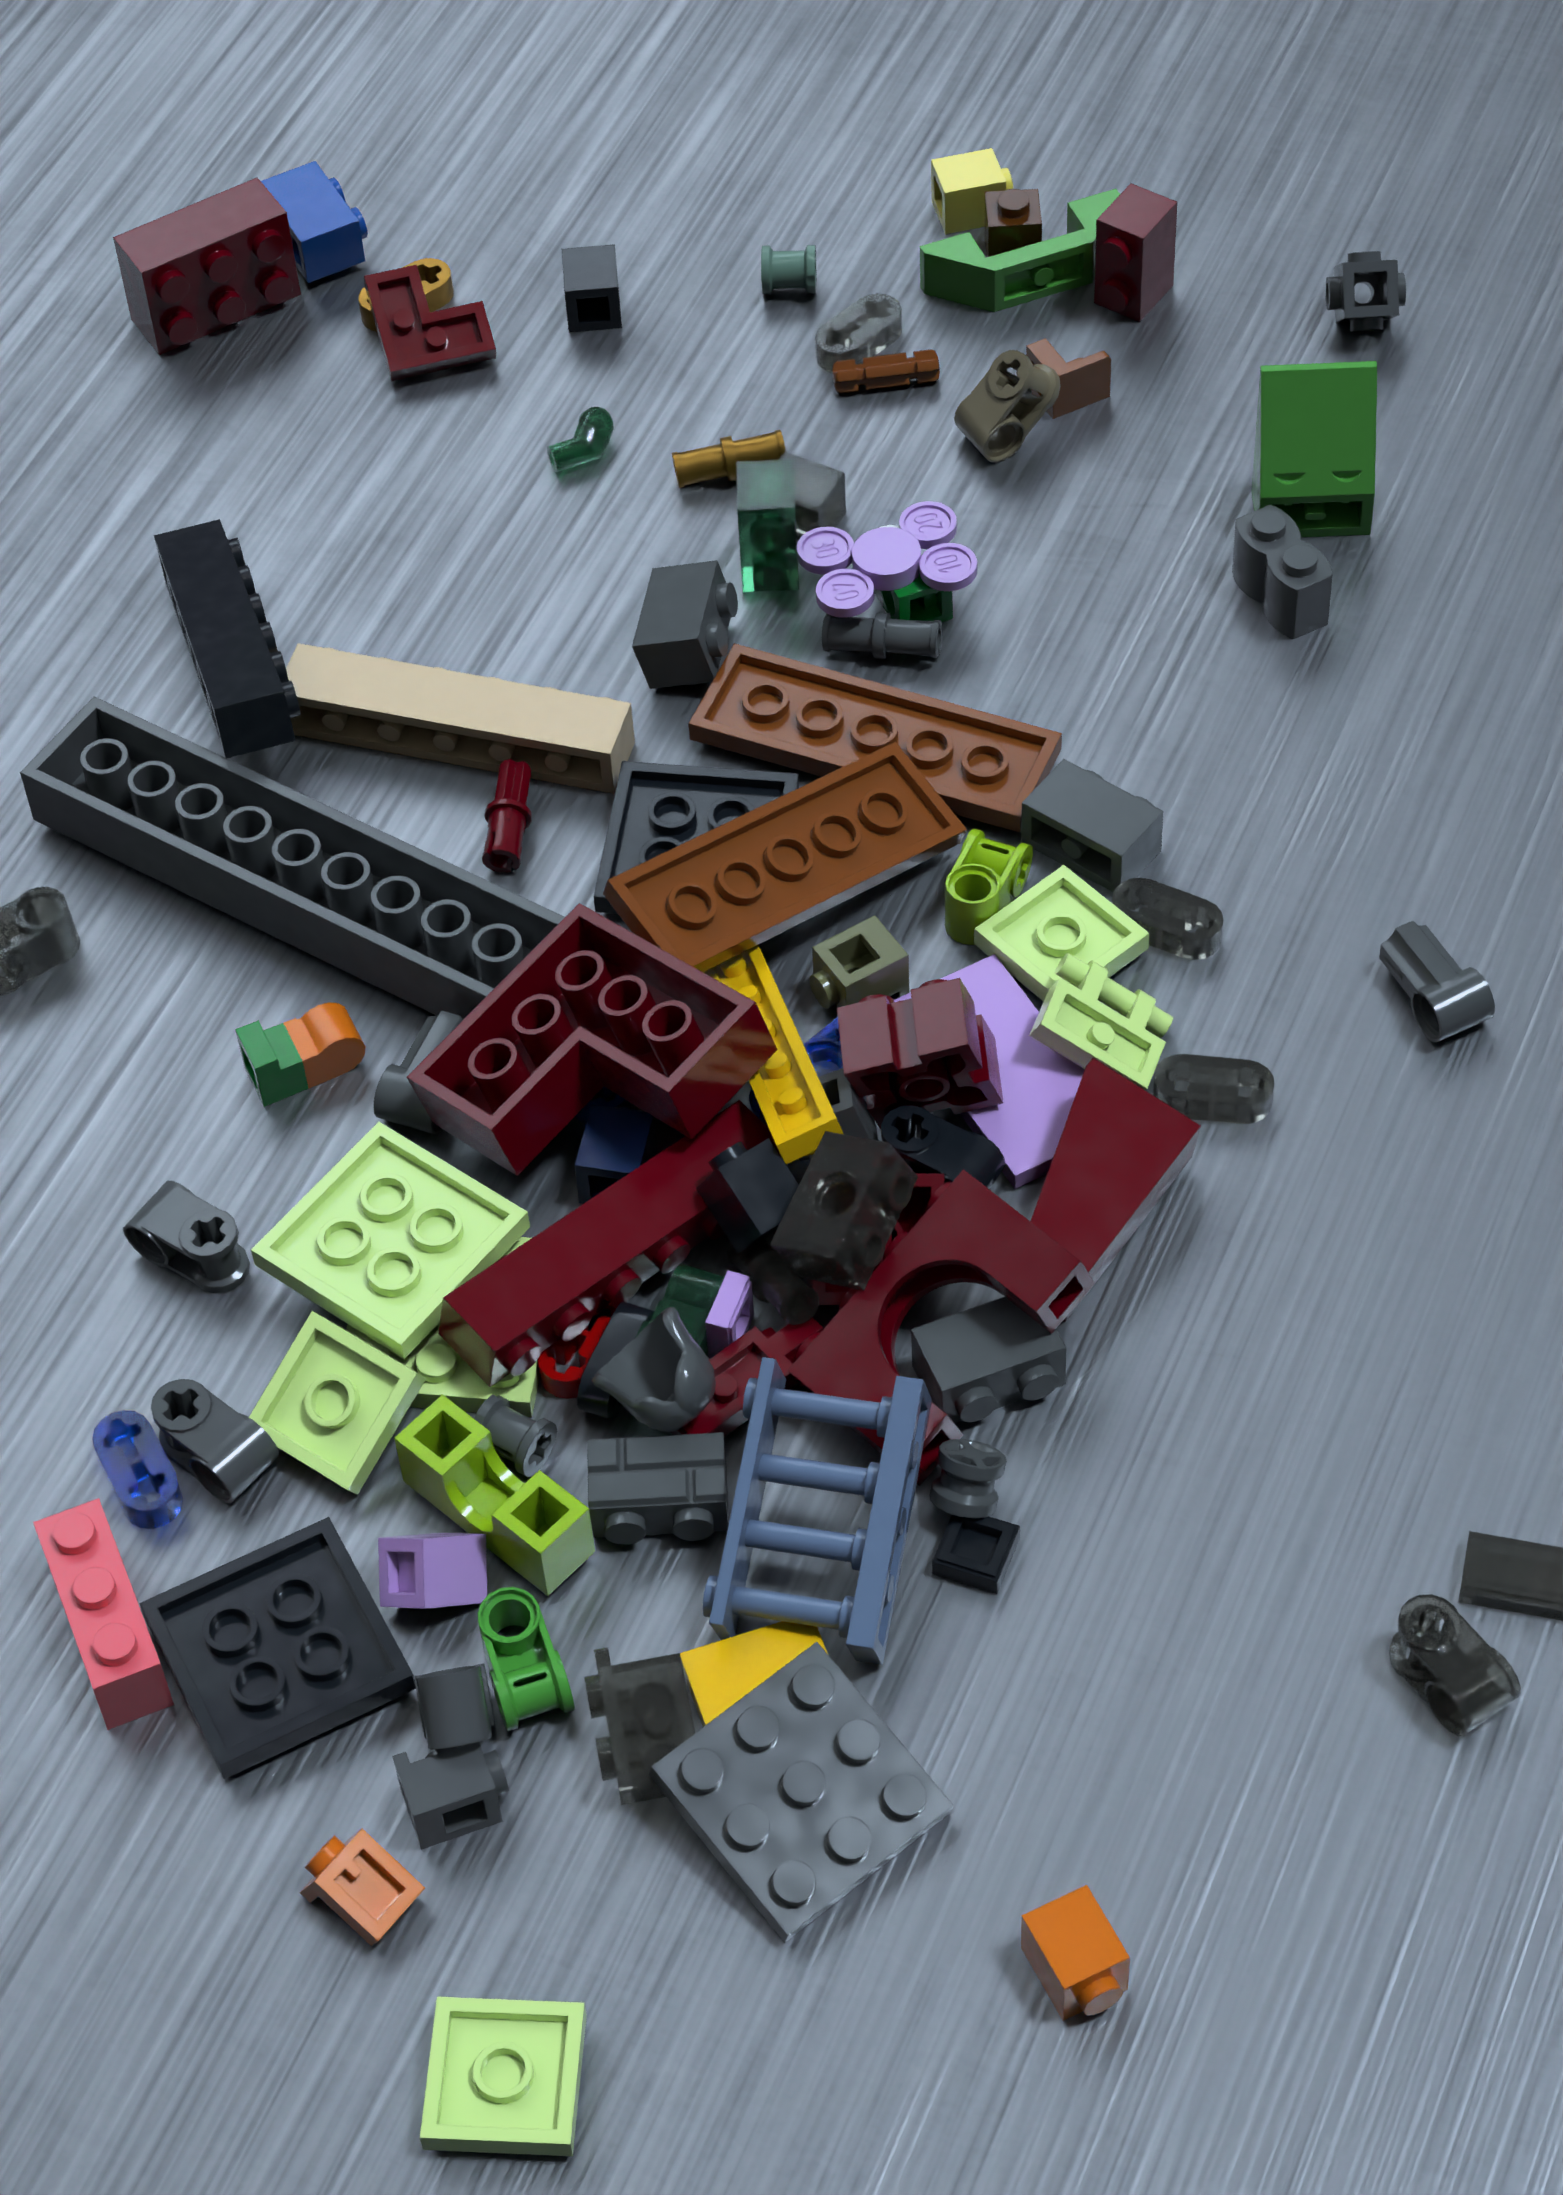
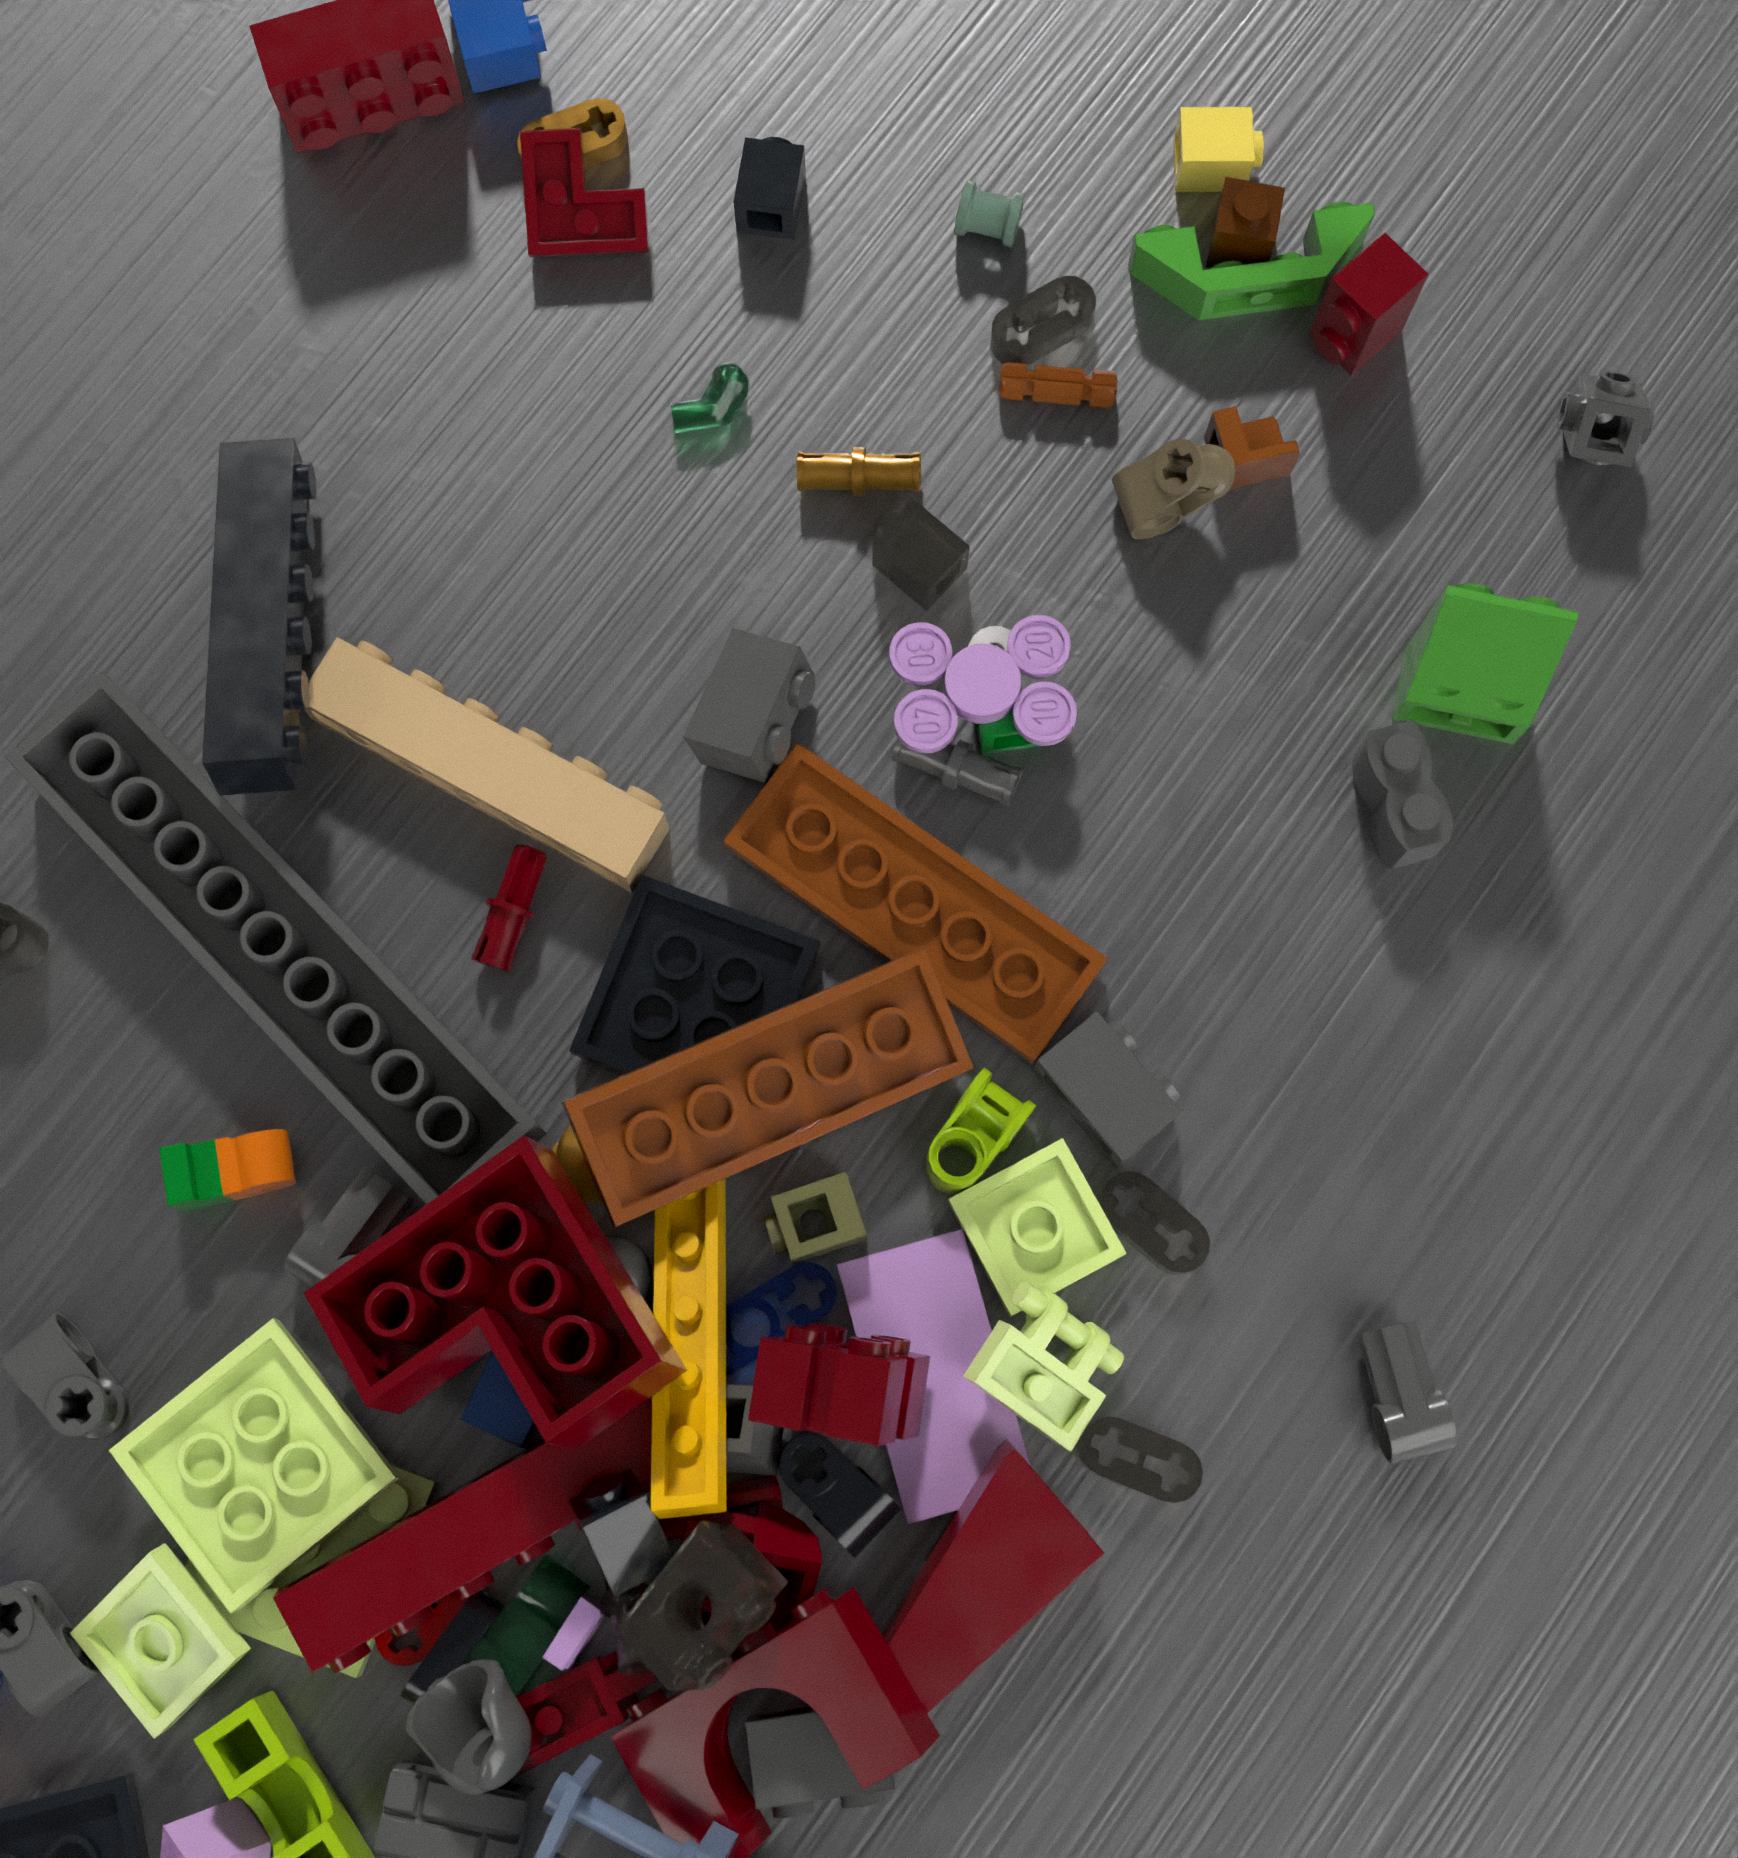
camera: 10 degrees right, 25 degrees up
(516, 1435) = (328, 1716): dark grey bush -> none
(767, 525) = (867, 600): clear green brick -> none

